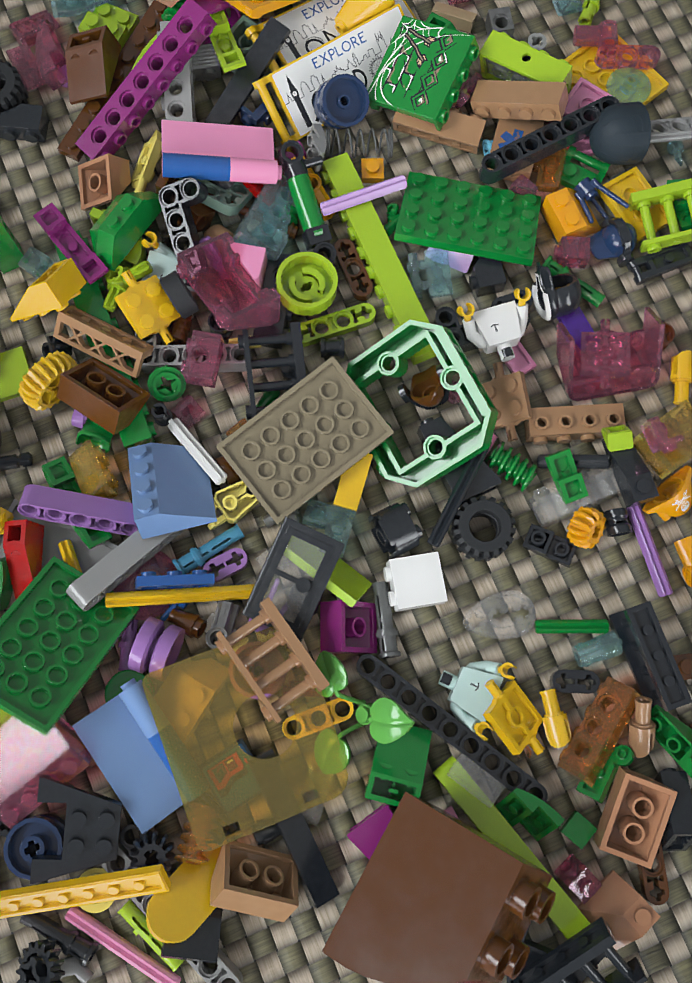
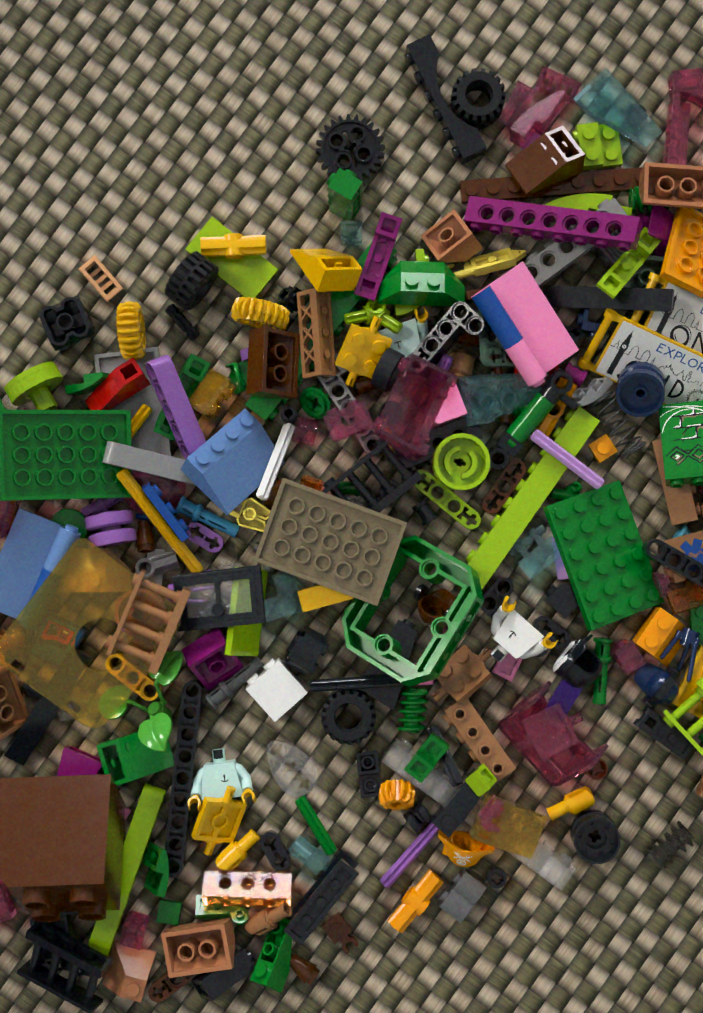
camera: 60 degrees right, 10 degrees up
(475, 780) = (156, 818): clear tile -> none

